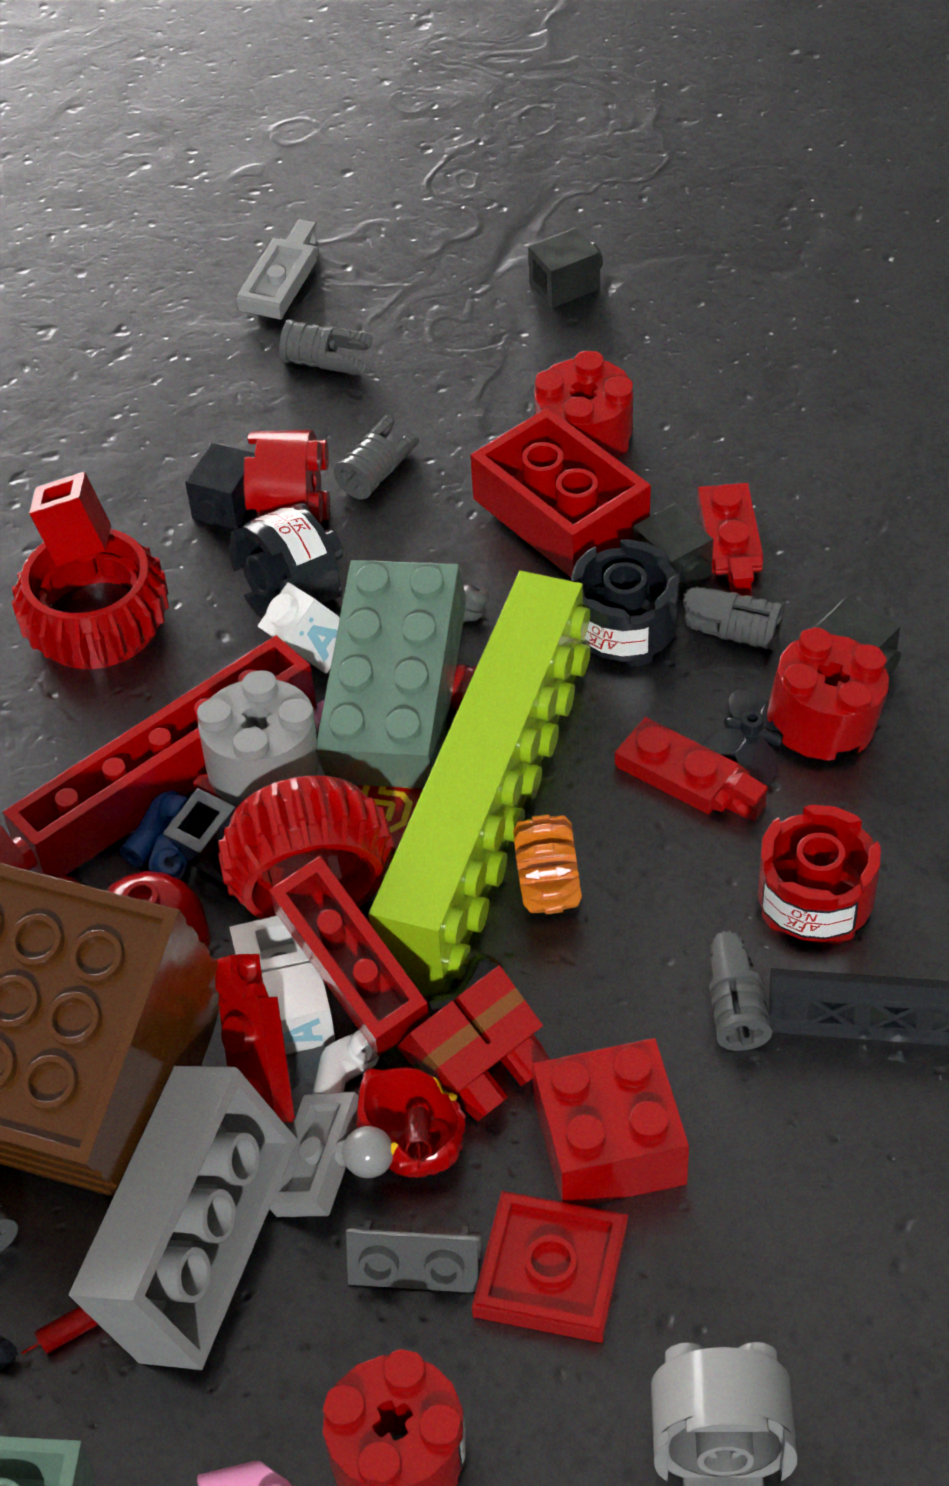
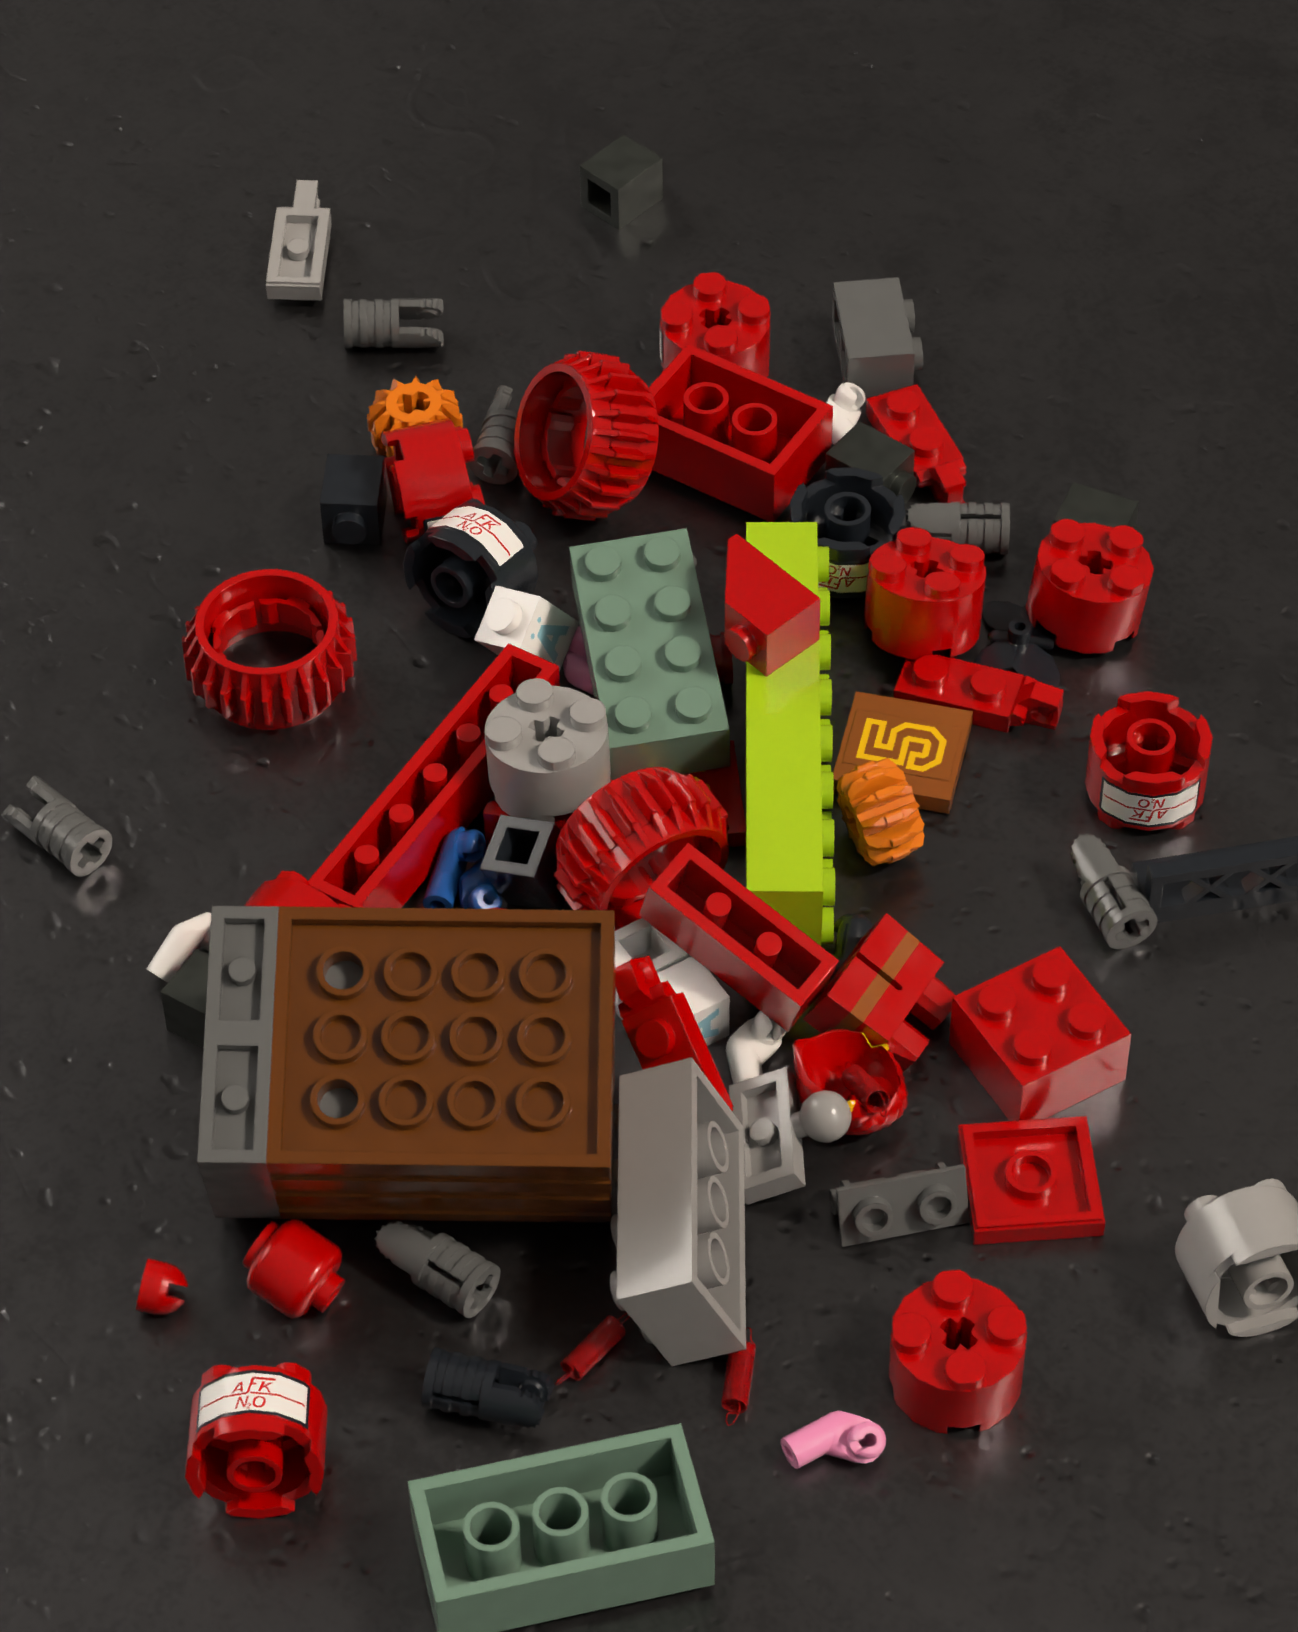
camera: 20 degrees left, 0 degrees up
(70, 519) = (243, 566): red brick -> none
(189, 1396) = (738, 1379): none -> red piece
(309, 414) = (408, 406): none -> orange gear
(426, 468) = (618, 442): none -> red gear
(490, 653) = (766, 609): none -> red slope
(609, 807) = (916, 736): none -> dark orange tile
(670, 671) = (924, 595): none -> red brick
(673, 490) = (846, 408): none -> white arm
(725, 433) = (874, 335): none -> dark grey brick

